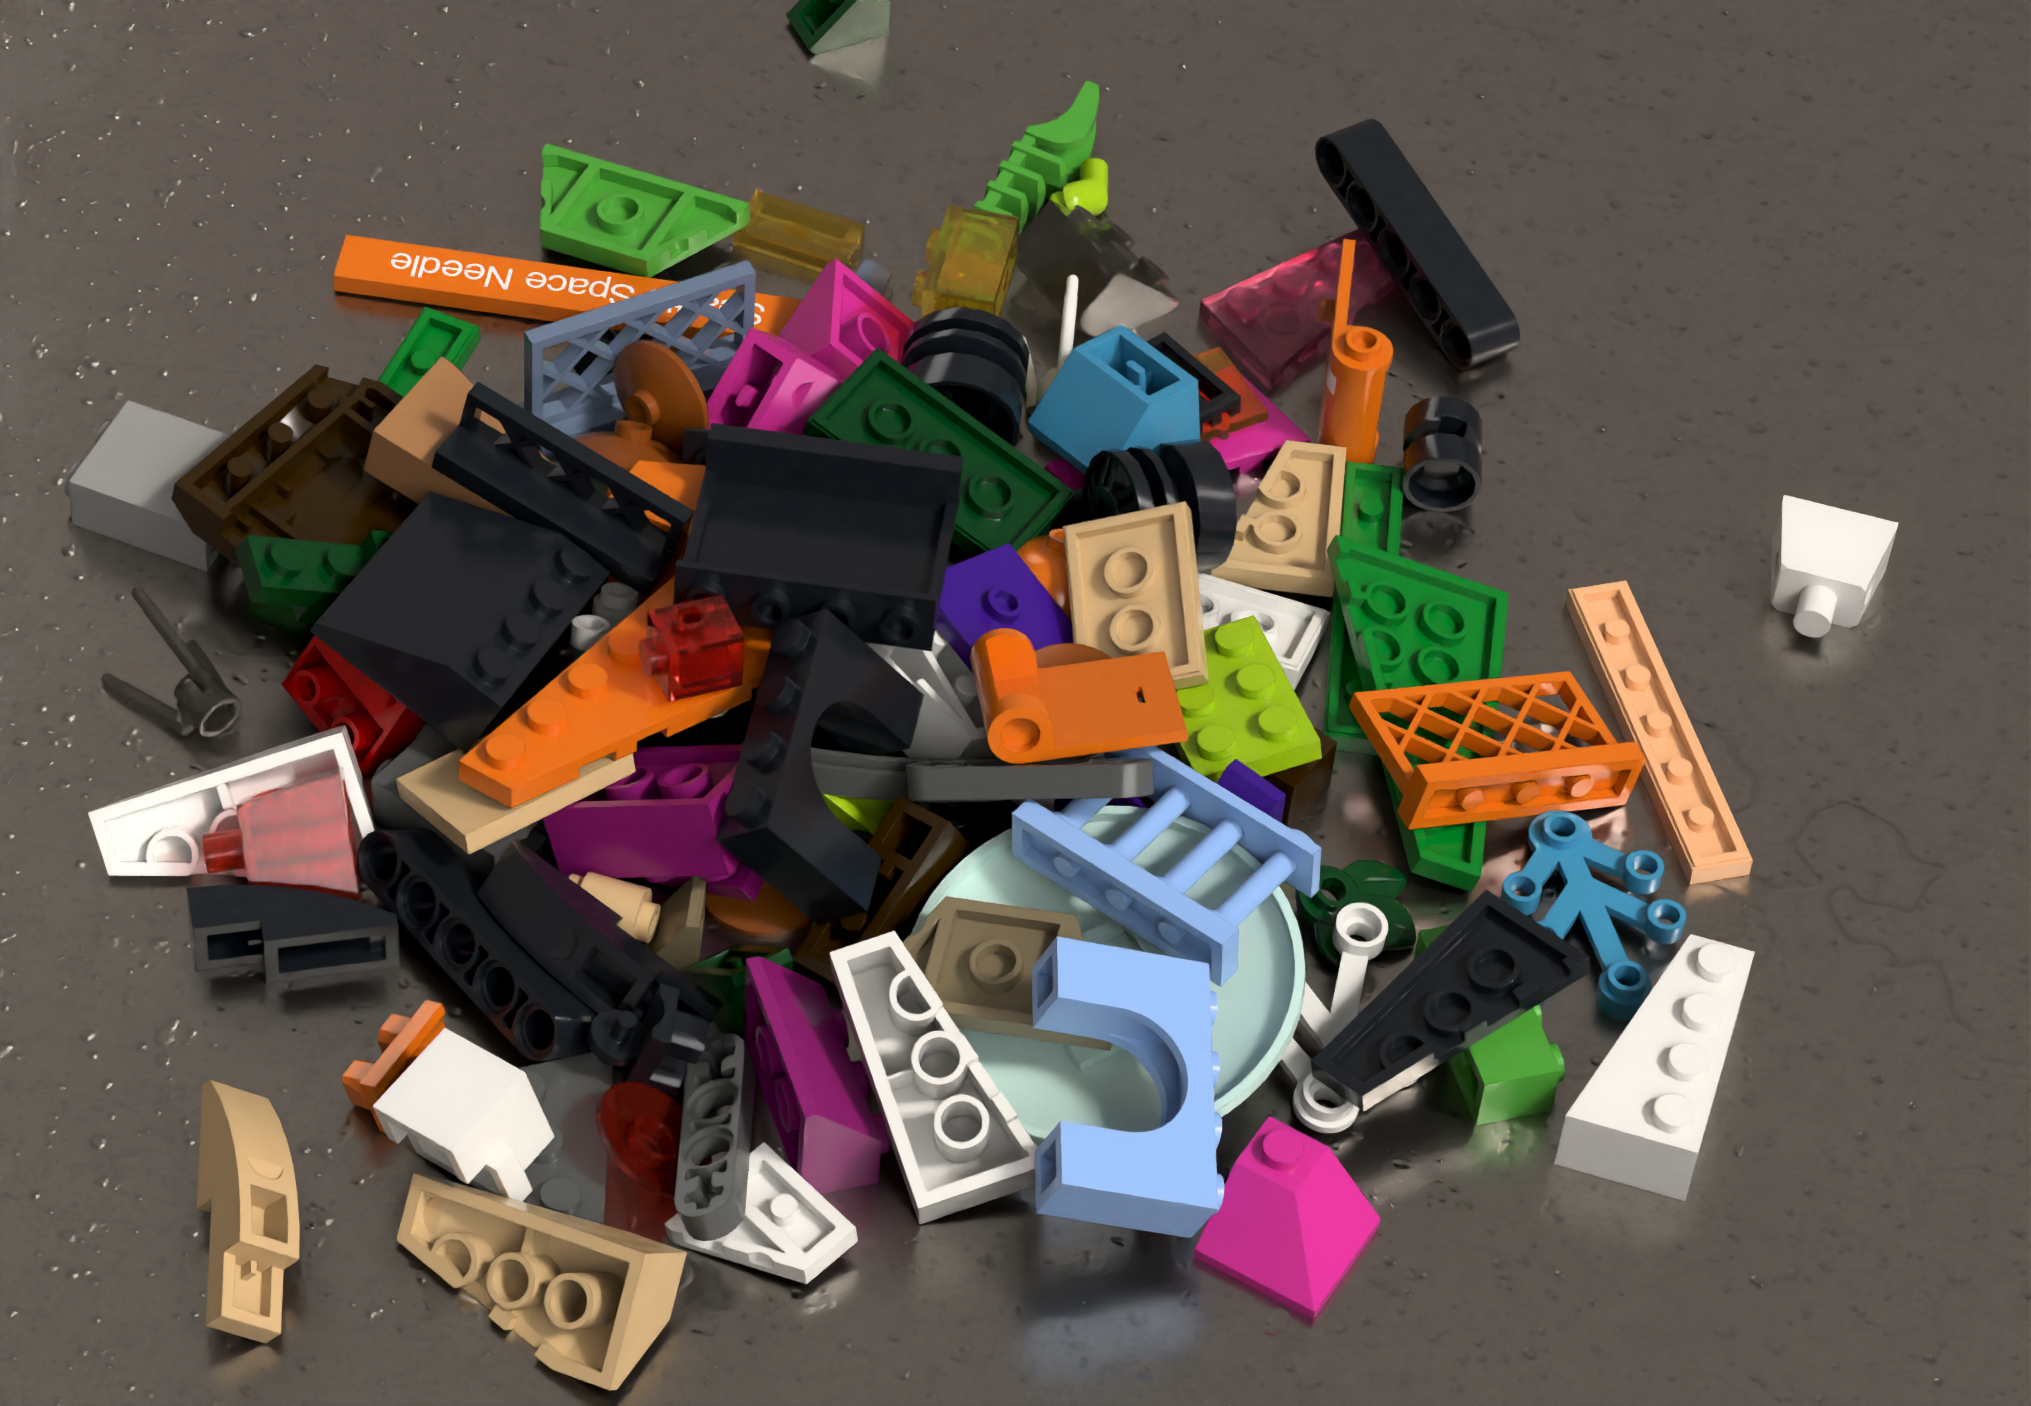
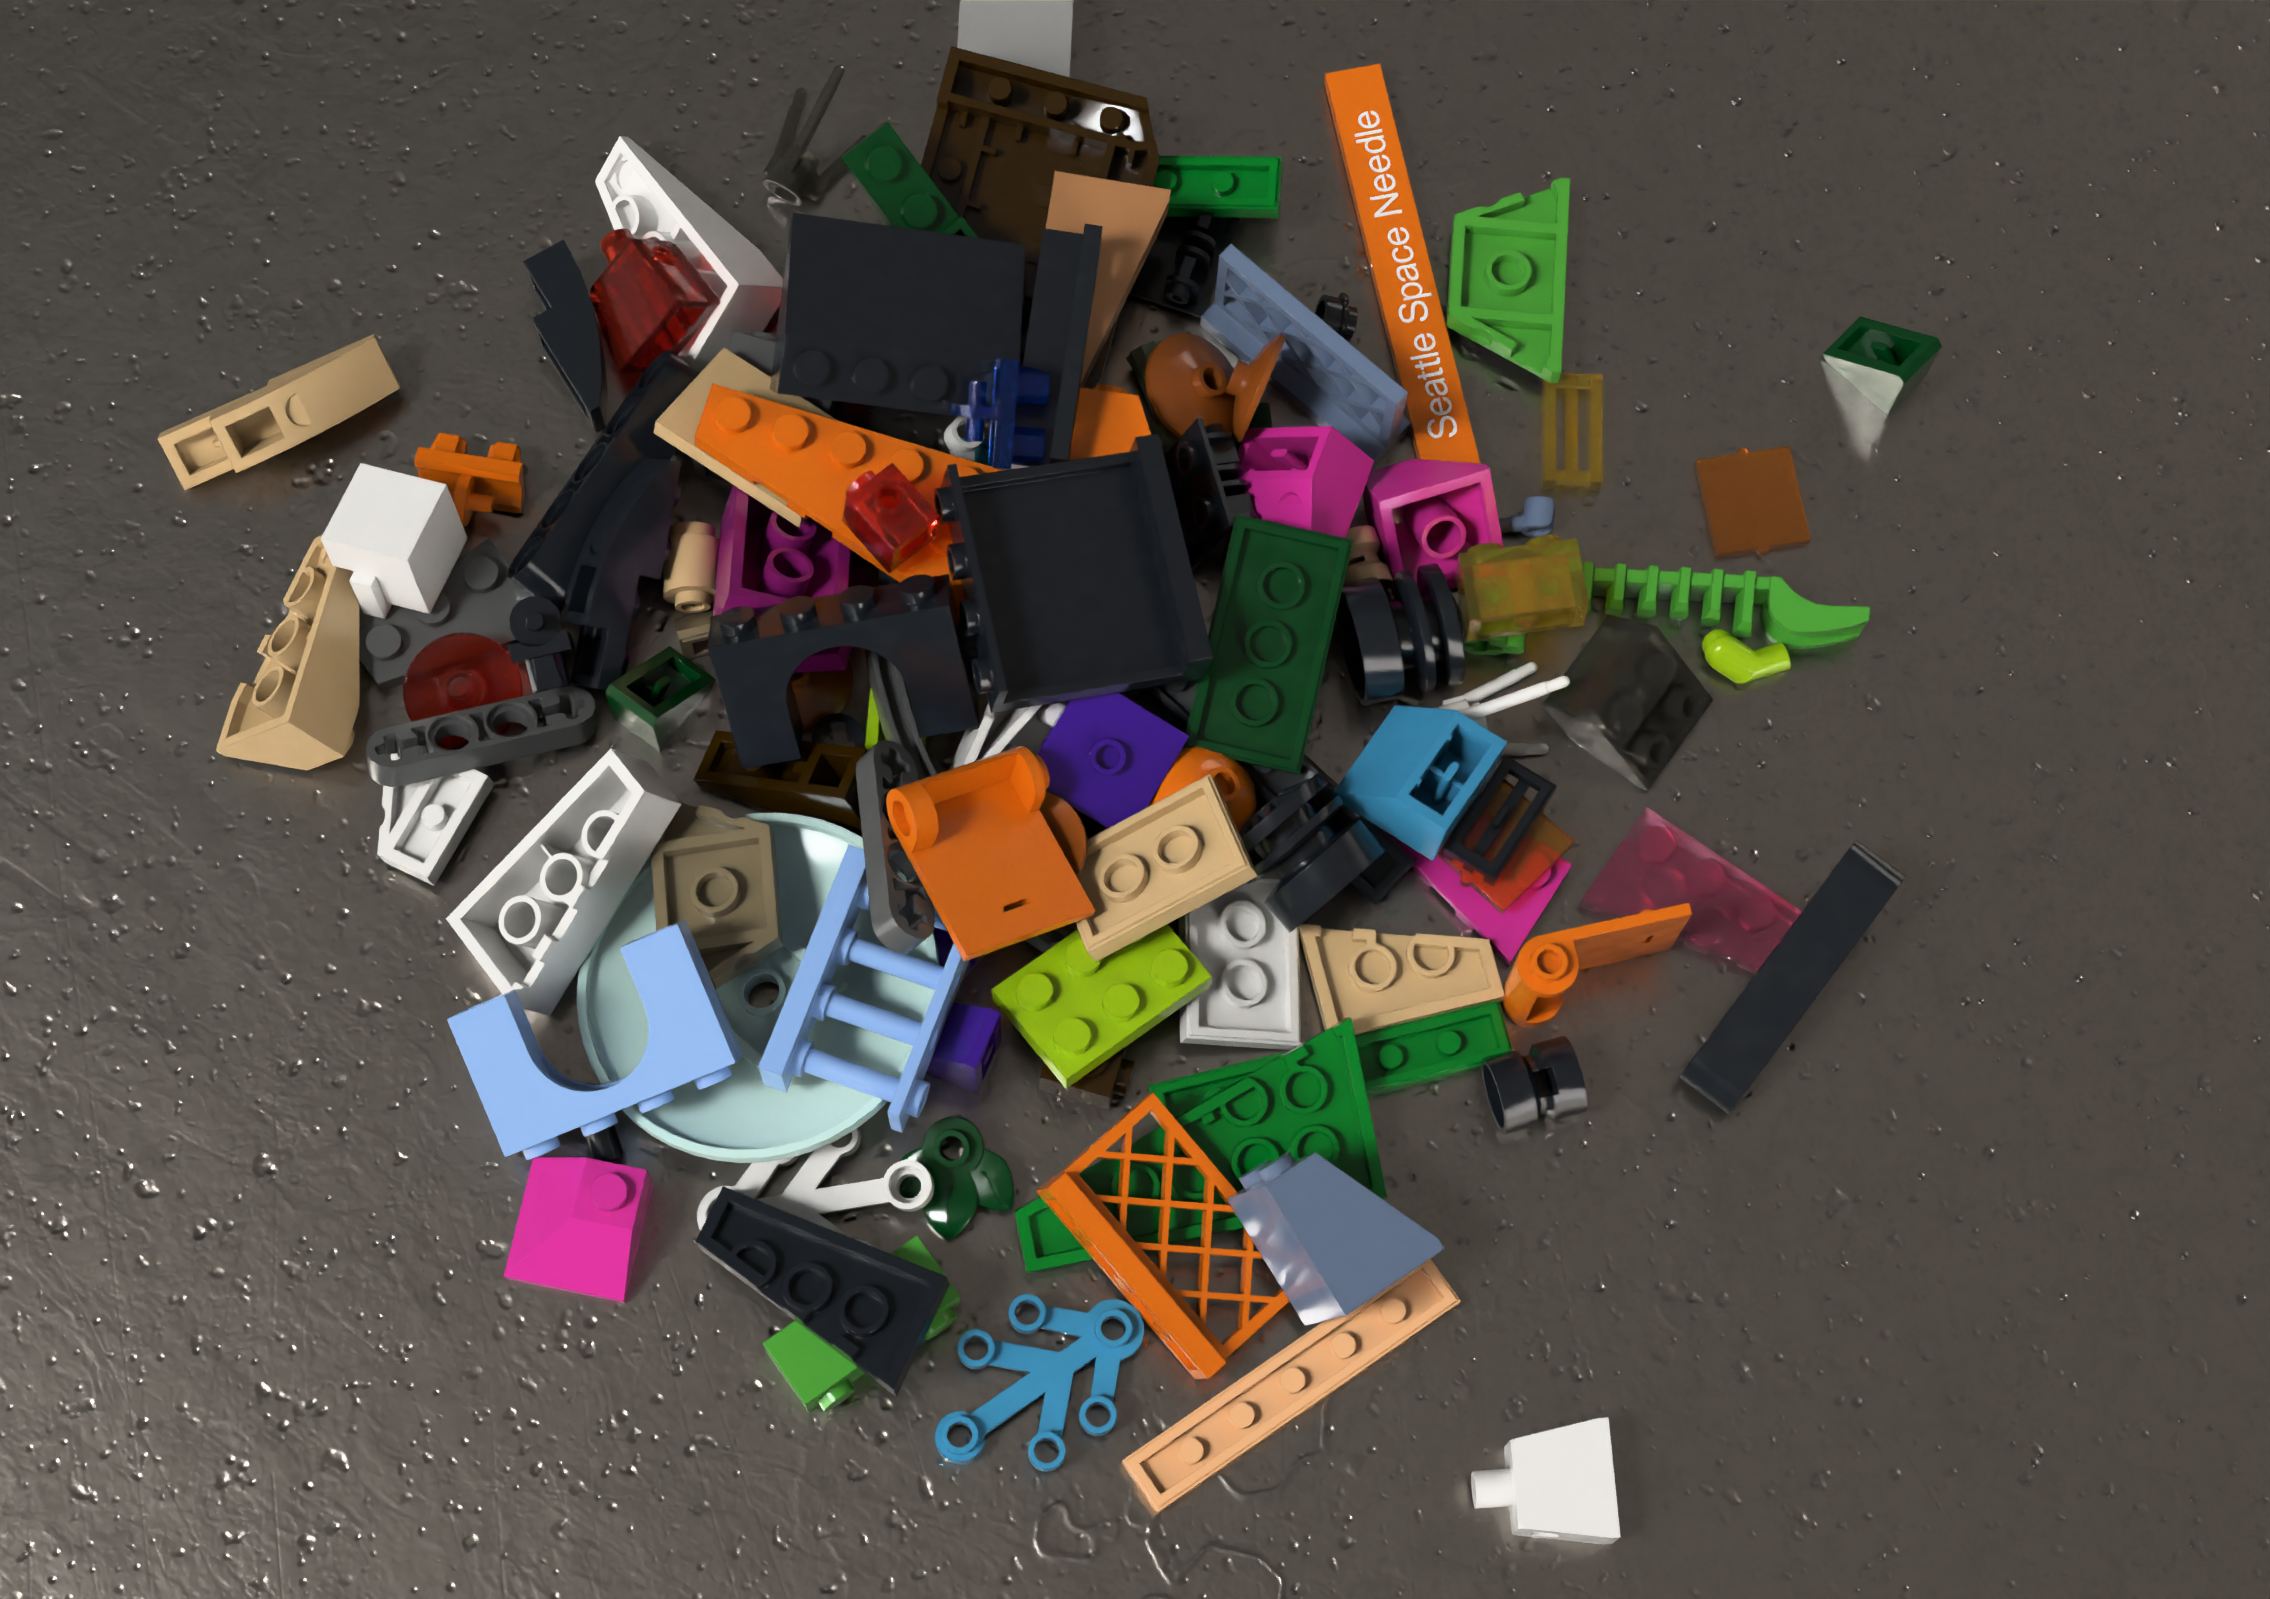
camera: 70 degrees right, 25 degrees up
(615, 545) = (1006, 441): none -> clear blue hips
(809, 1080) = (533, 780): magenta slope -> none
(929, 143) = (1752, 501): none -> clear orange piece
(1550, 610) = (1327, 1235): none -> sand blue slope
(1657, 1085) = (855, 1499): white wedge -> none

